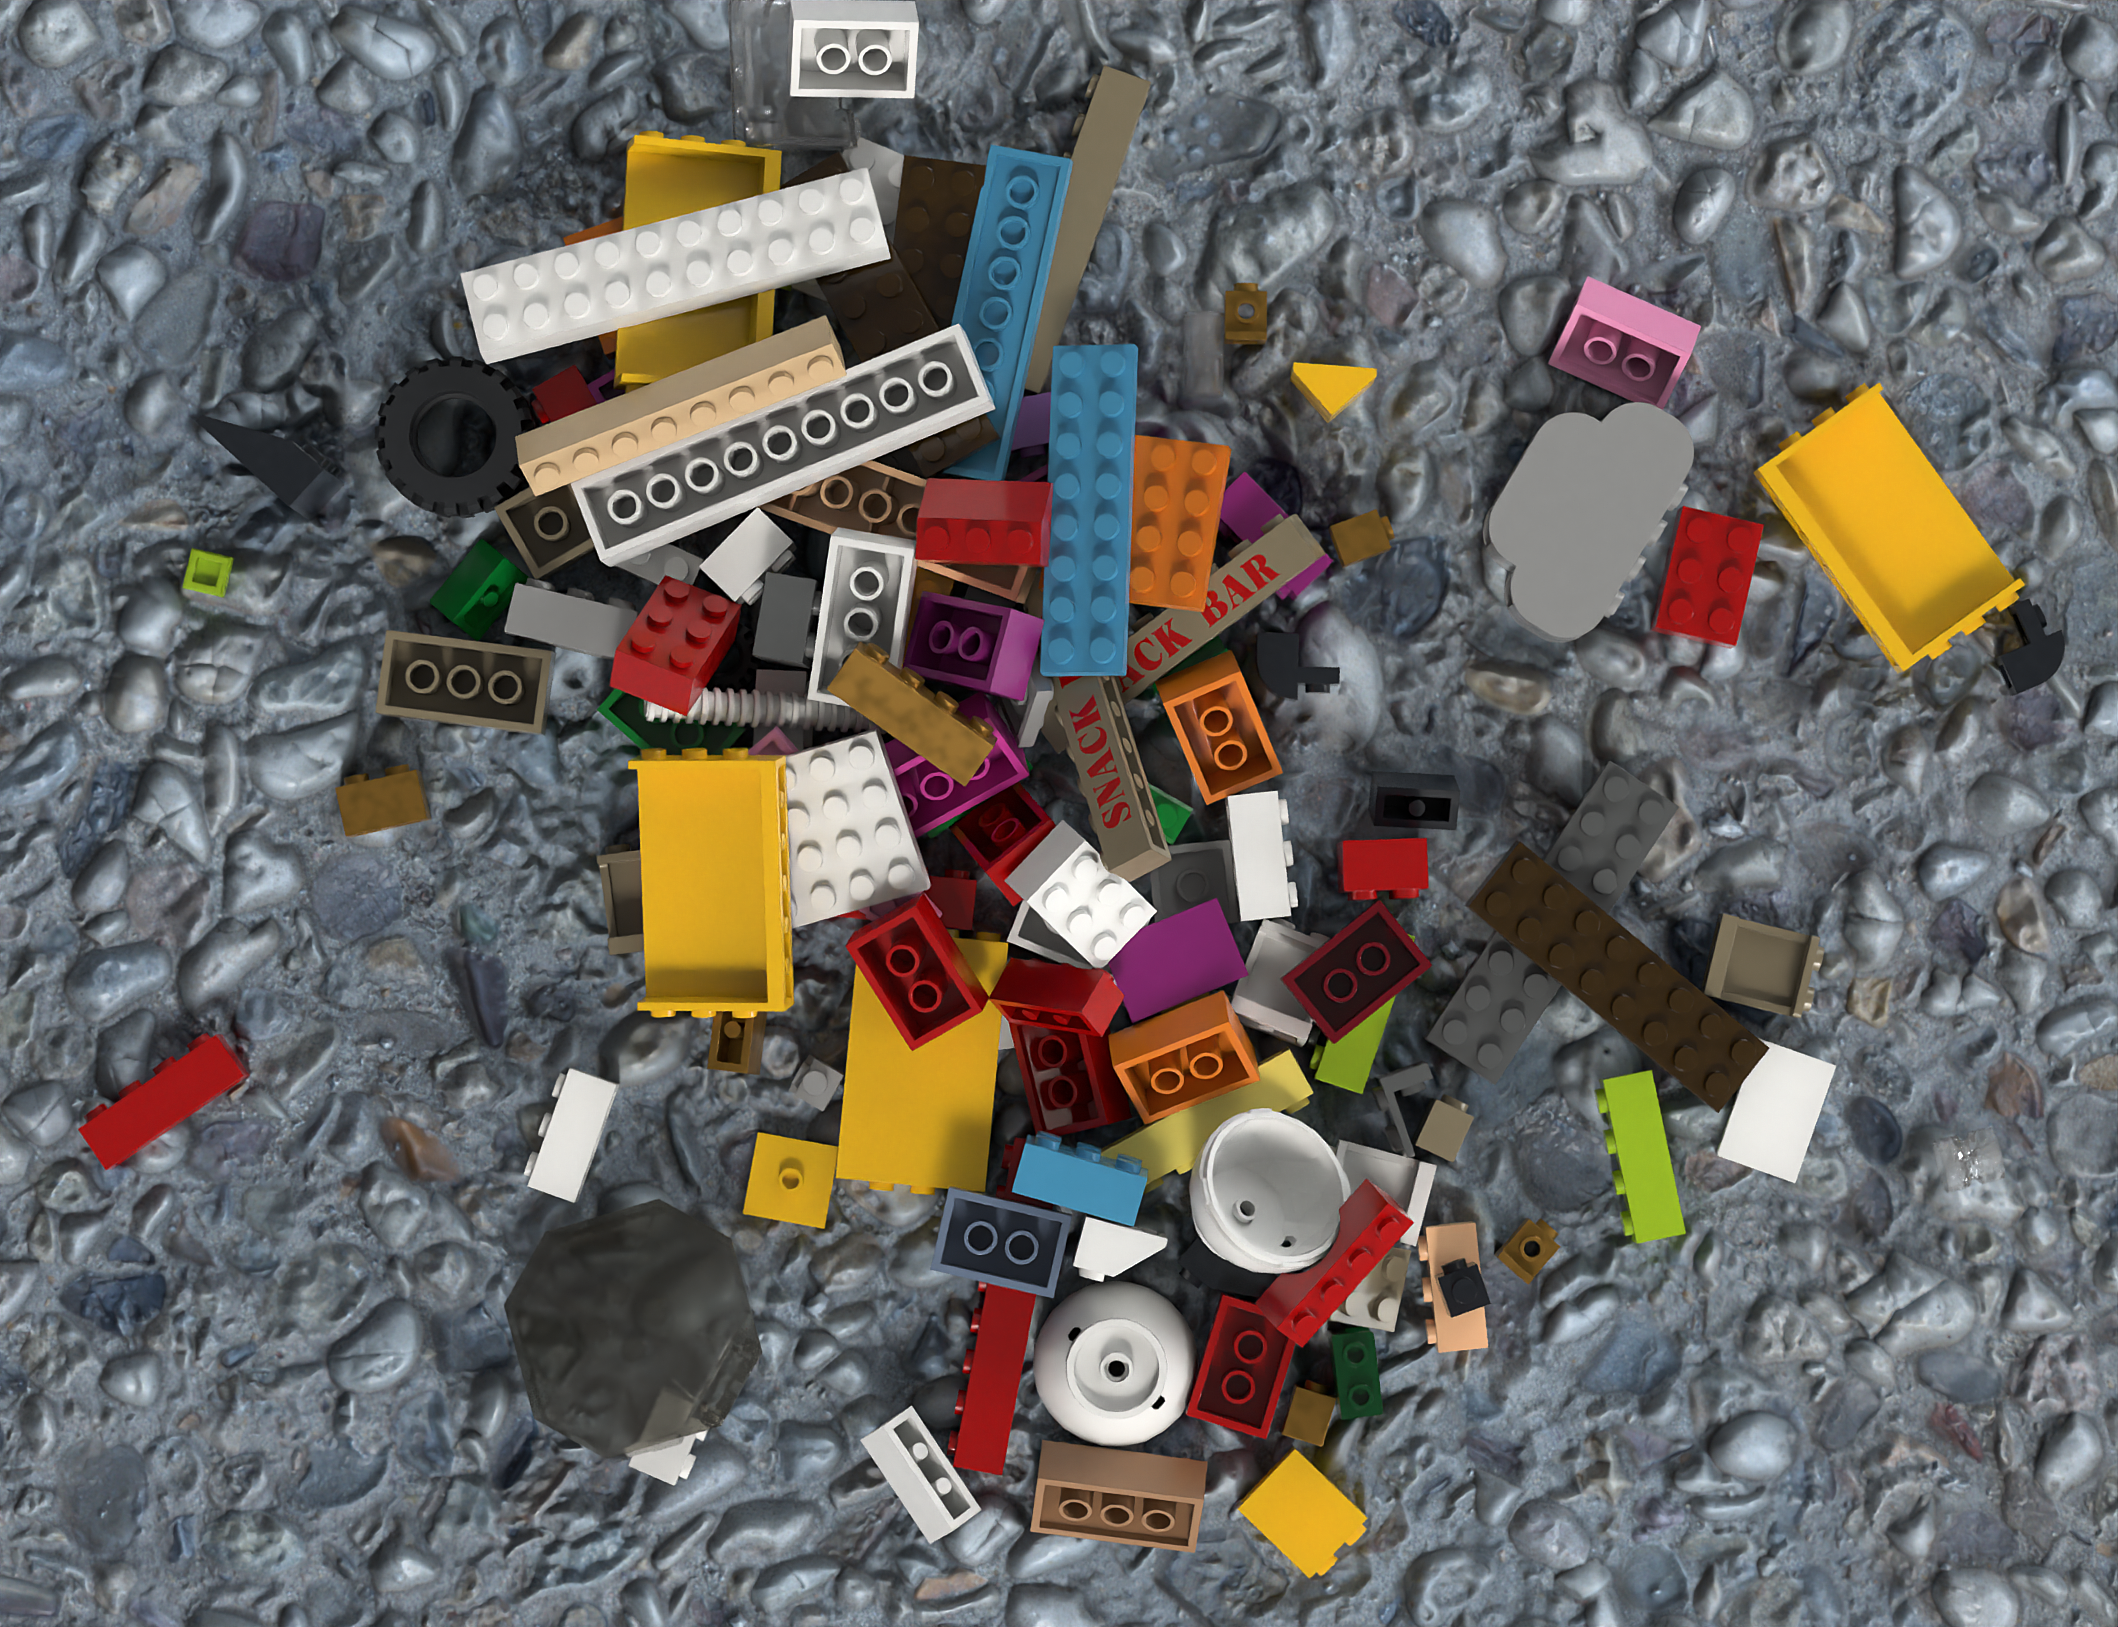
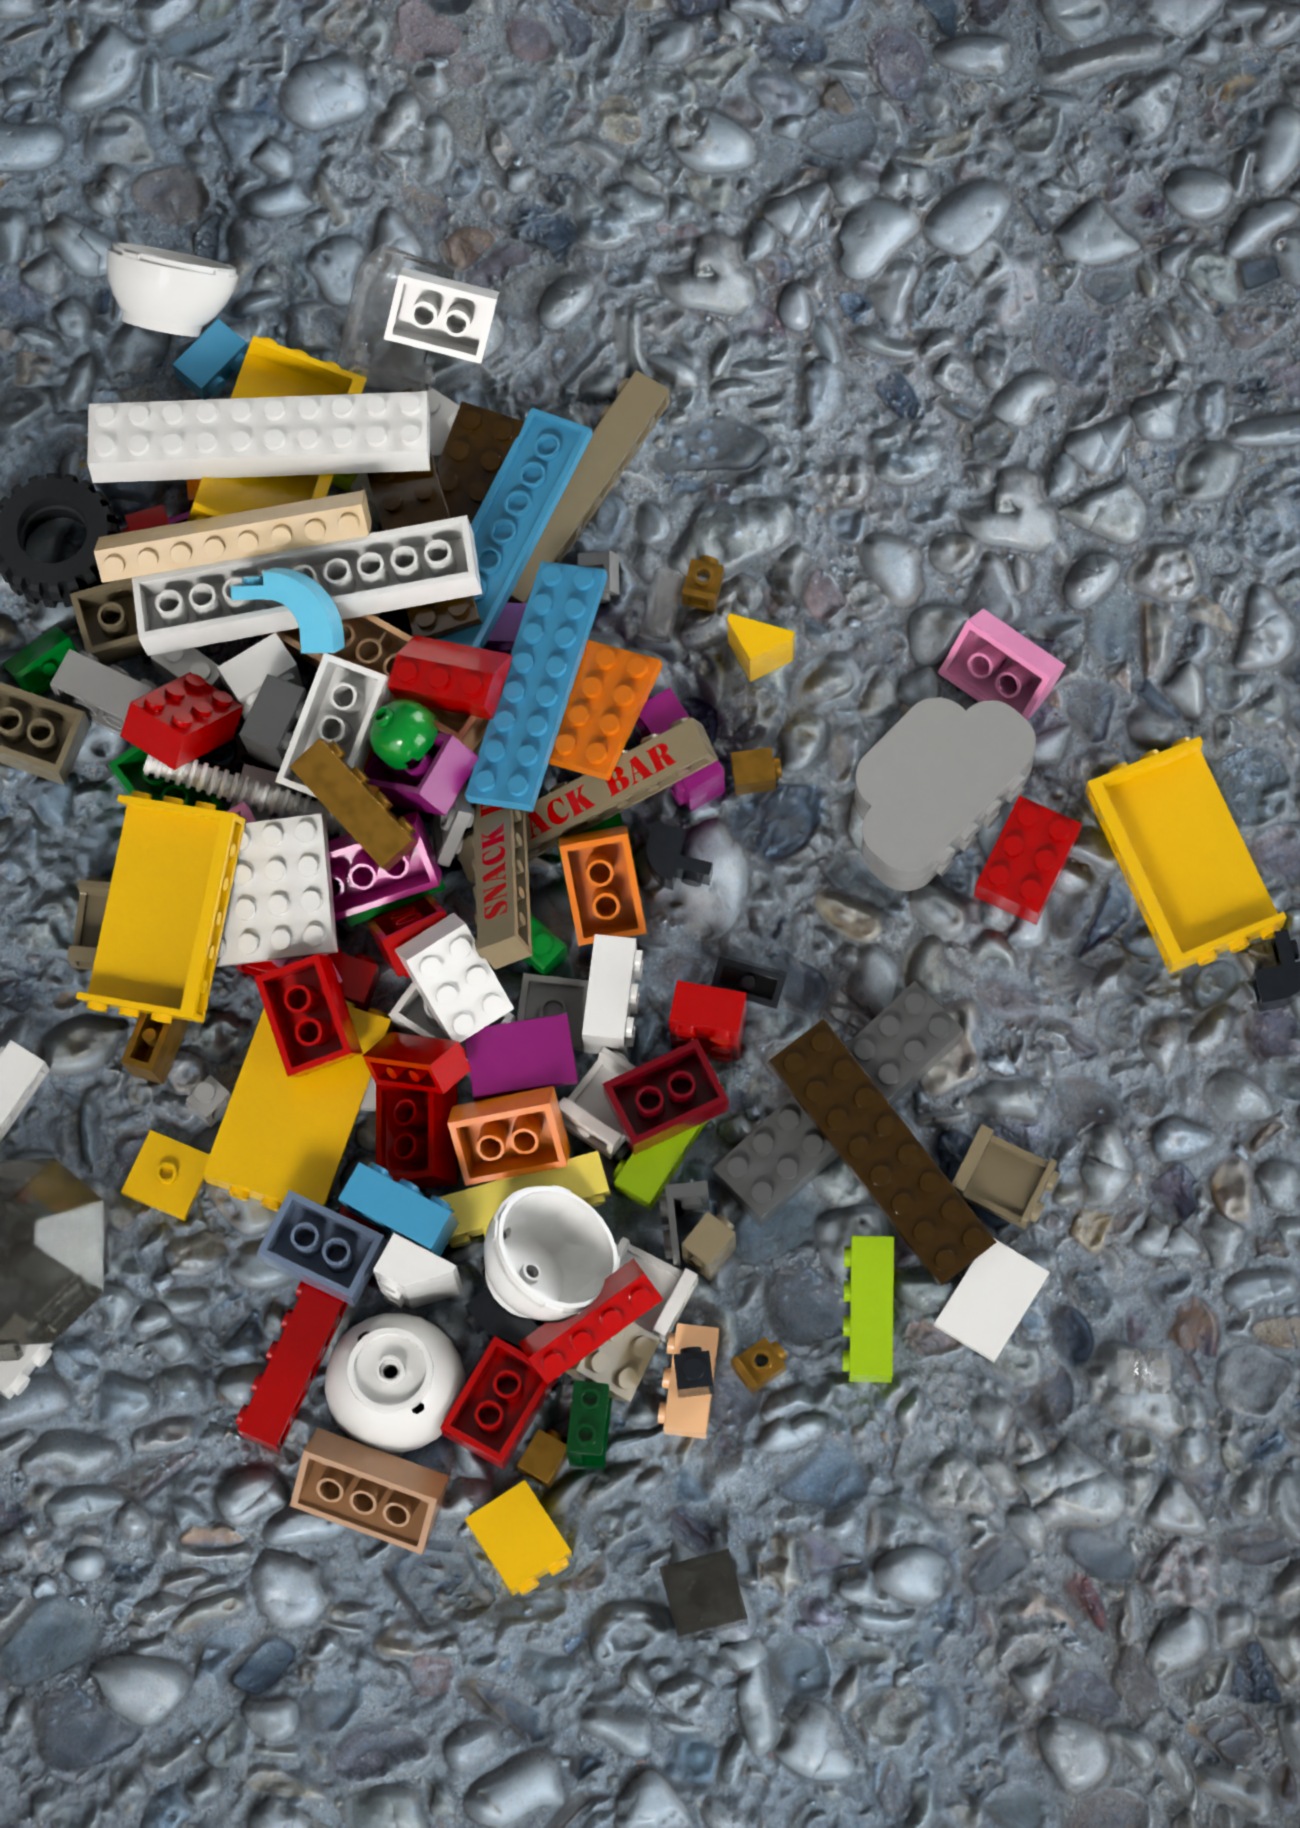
camera: 20 degrees right, 15 degrees down
(510, 86) = (168, 288): none -> white piece
(583, 161) = (211, 360): none -> dark azure brick
(790, 476) = (310, 604): none -> medium azure arch
(920, 1475) = (209, 1432): white brick -> none
(948, 611) = (402, 732): none -> green cylinder
(1109, 322) = (604, 560): none -> light grey brick
(1526, 1530) = (703, 1595): none -> clear smoke brick

